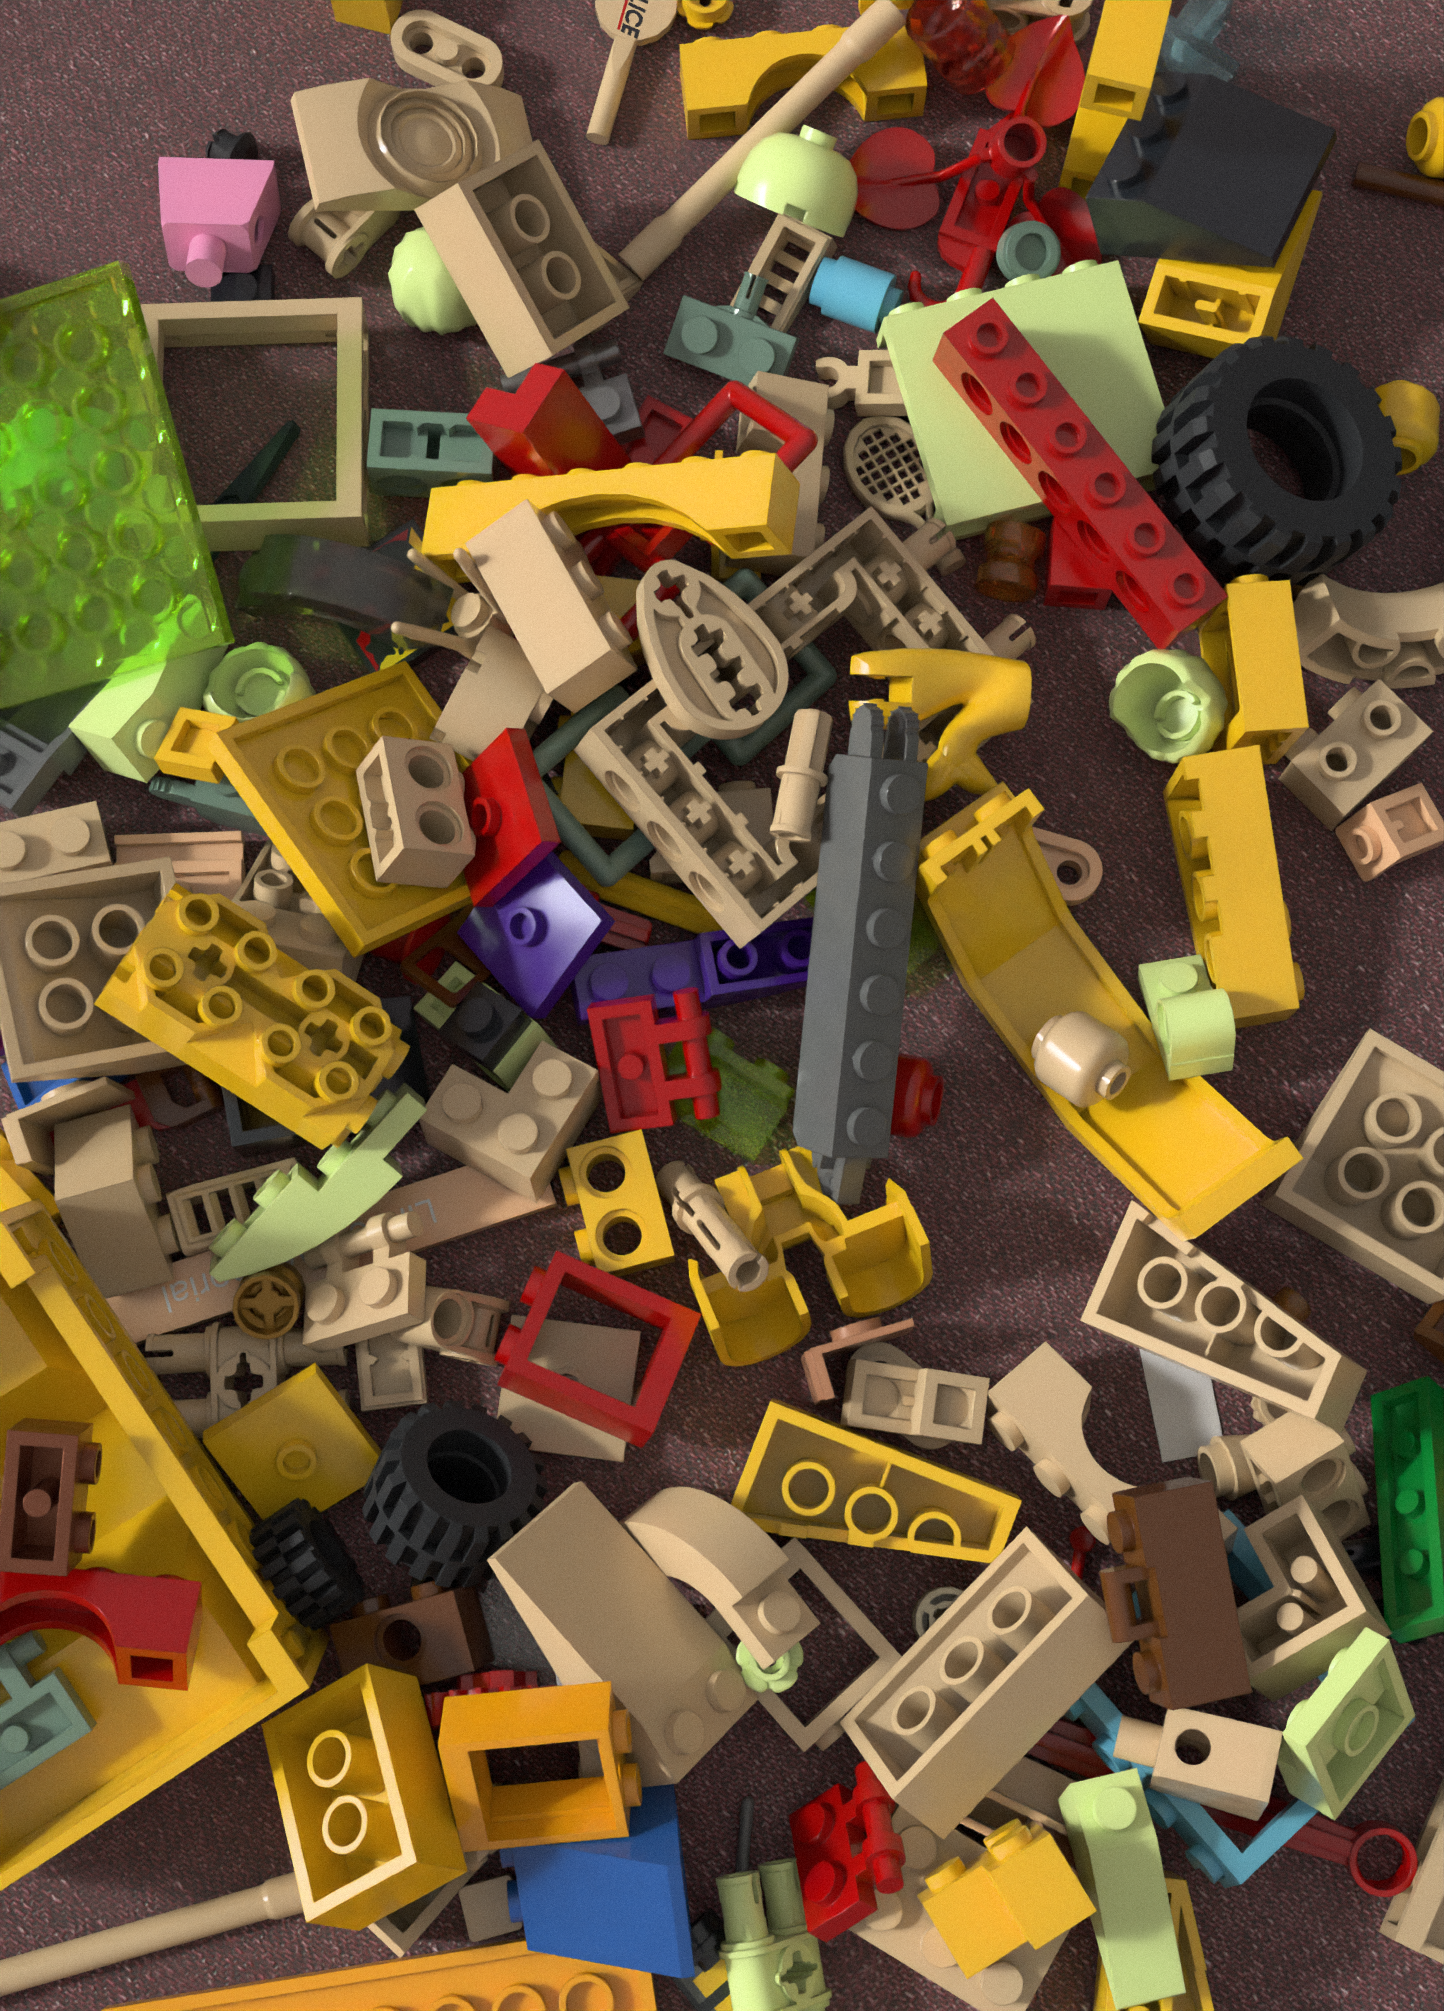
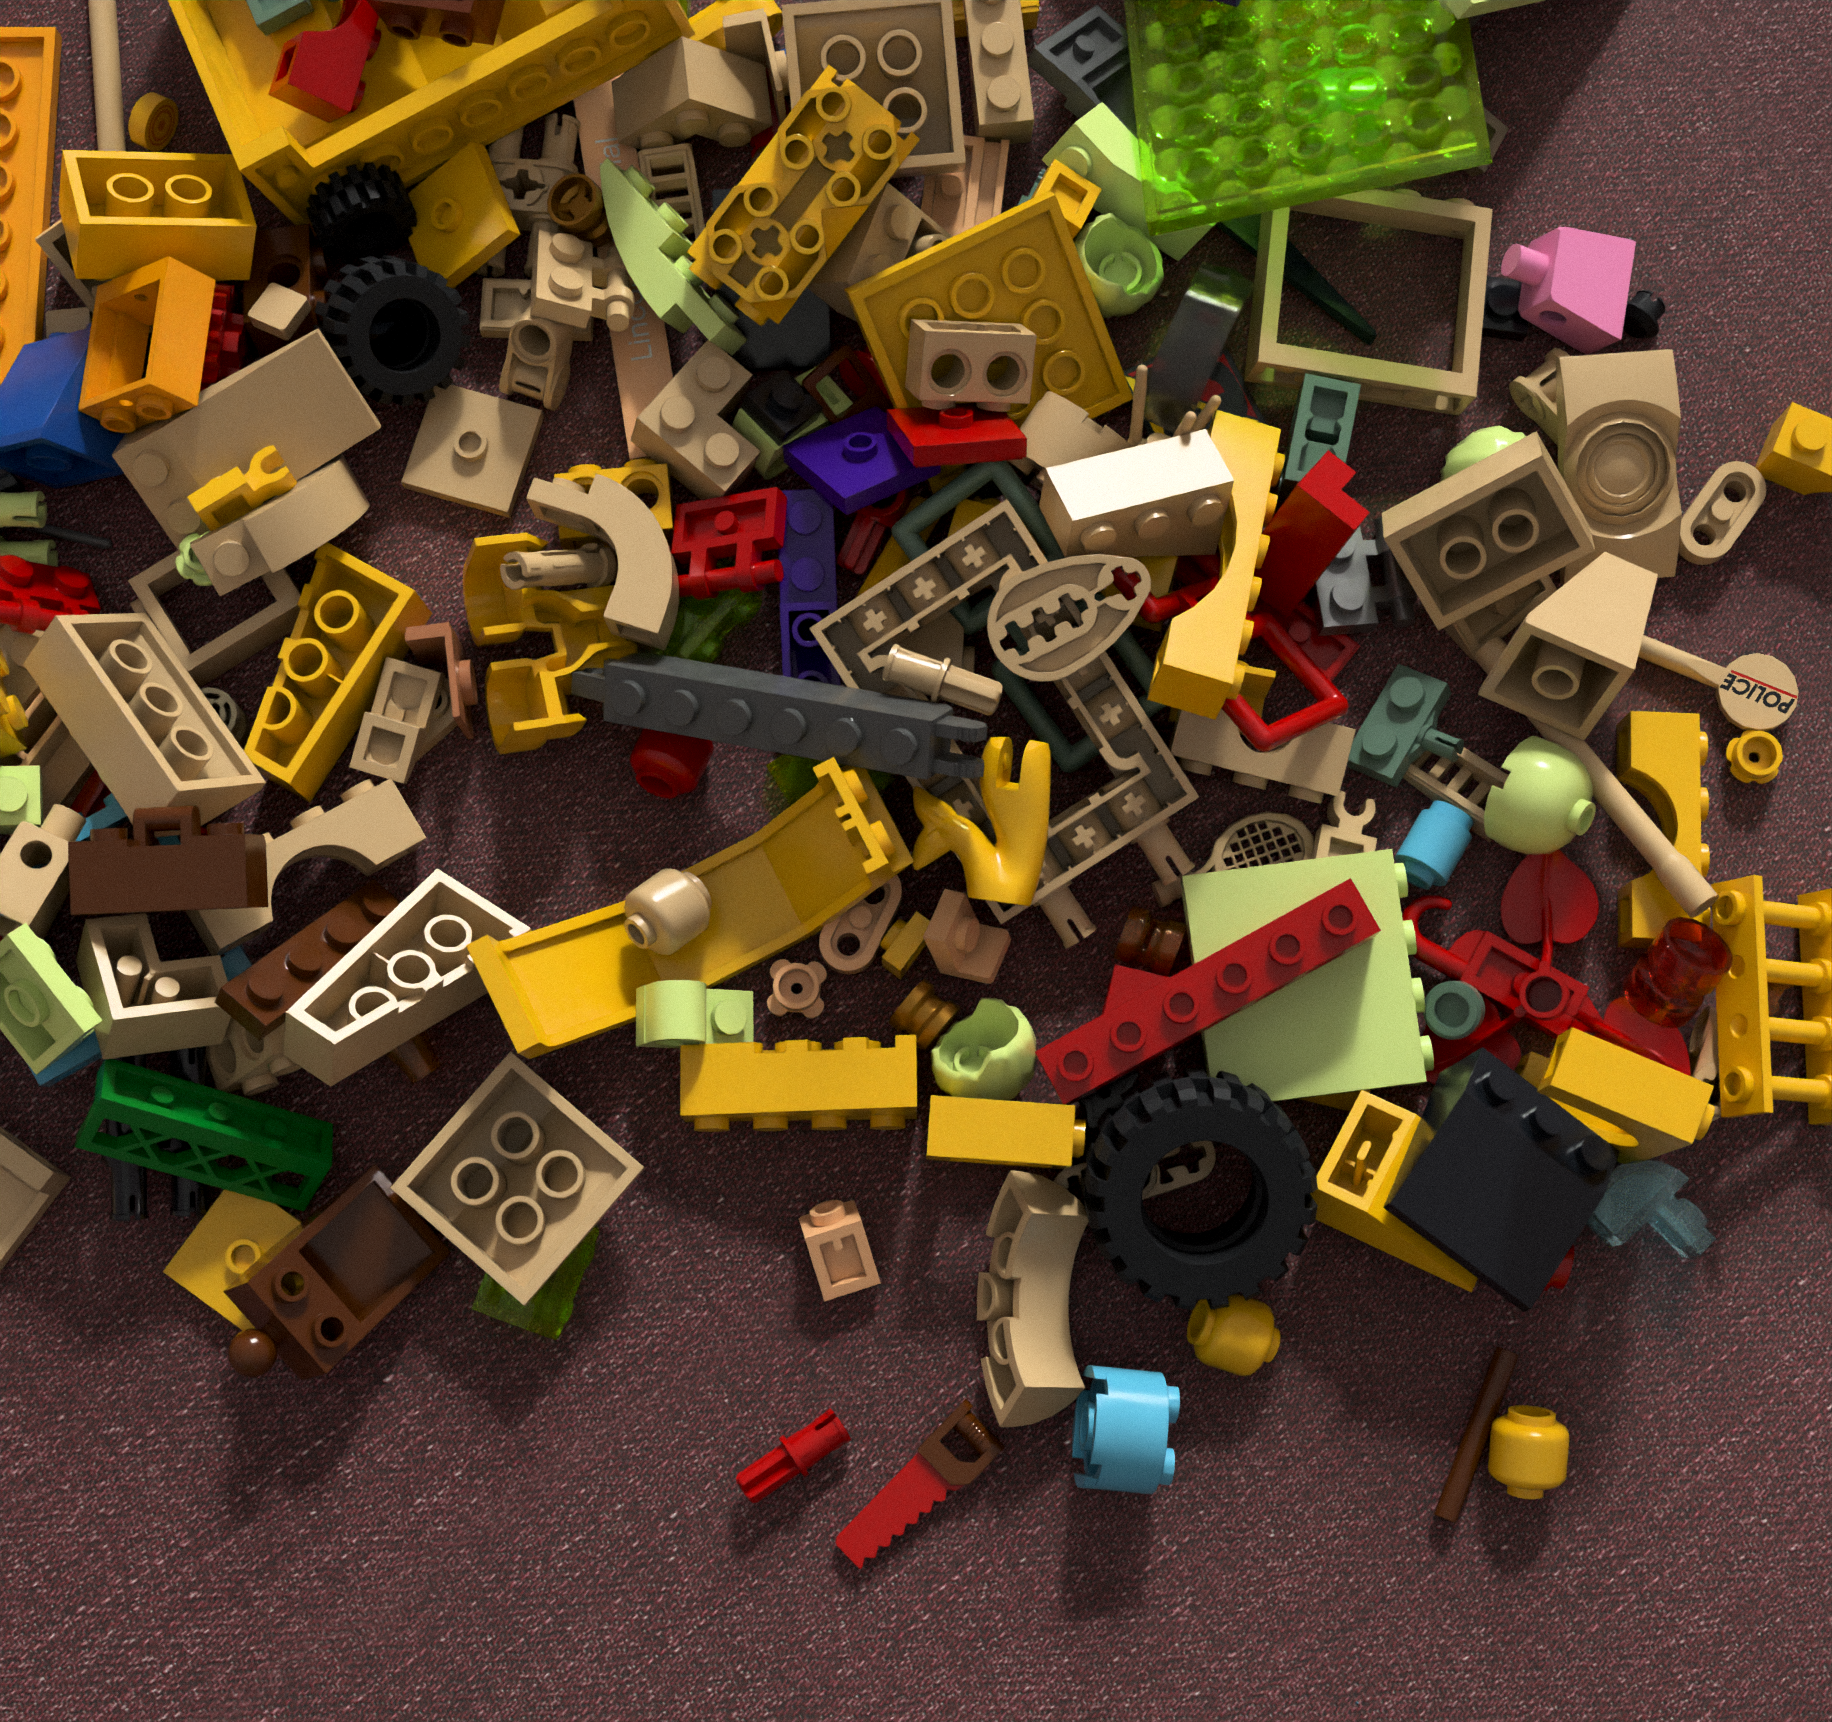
camera: 100 degrees right, 0 degrees up
(210, 1858) = (153, 121): none -> yellow tile
(457, 1626) = (279, 311): none -> tan piece
(627, 1422) = (456, 509): red window -> none
(636, 153) = (1576, 647): none -> tan slope
(697, 1139) = (647, 582): none -> tan arch
(703, 1629) = (237, 494): none -> yellow plate
(1049, 743) = (963, 944): none -> light nougat bracket
(1065, 809) = (904, 944): none -> yellow plate
(1133, 779) = (924, 1015): none -> pearl gold wheel
(1135, 905) = (785, 976): none -> light nougat plate
(1218, 1429) = (279, 979): none -> reddish brown plate
(1354, 754) = (917, 1223): tan brick -> none

